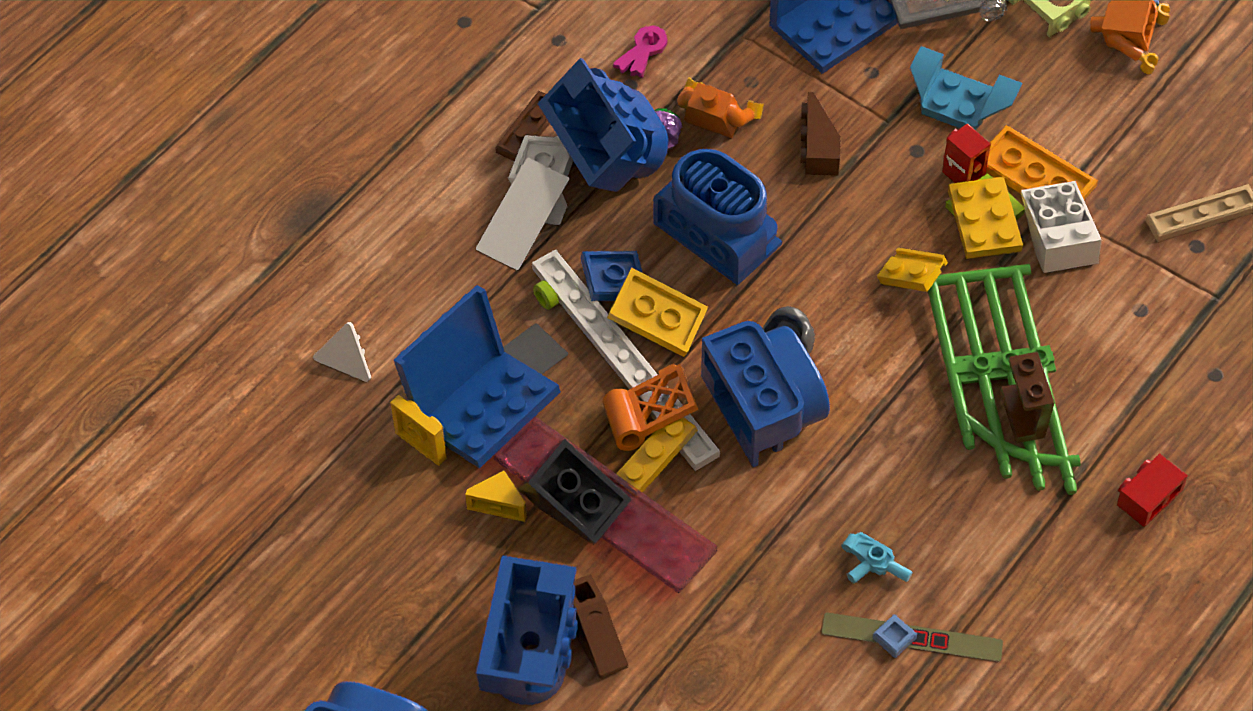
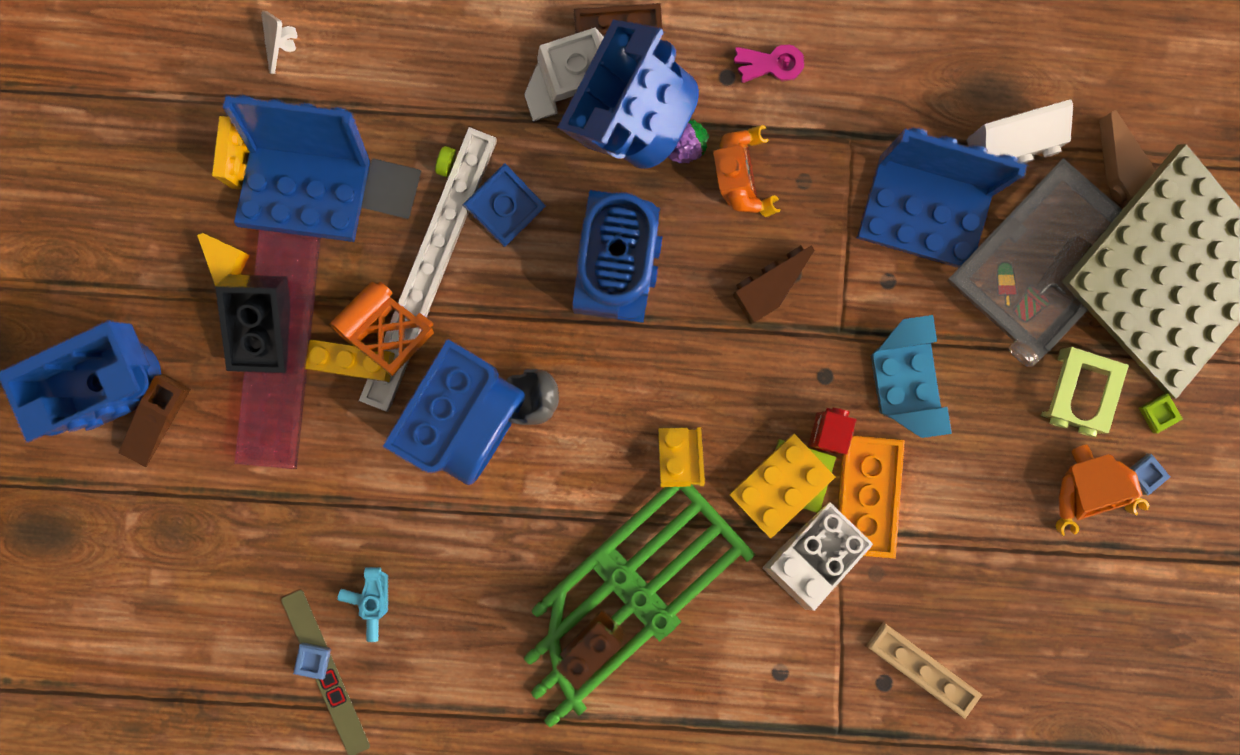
camera: 50 degrees right, 30 degrees up
(522, 213) = (512, 83): white sticker -> none
(657, 312) = (486, 269): yellow plate -> none

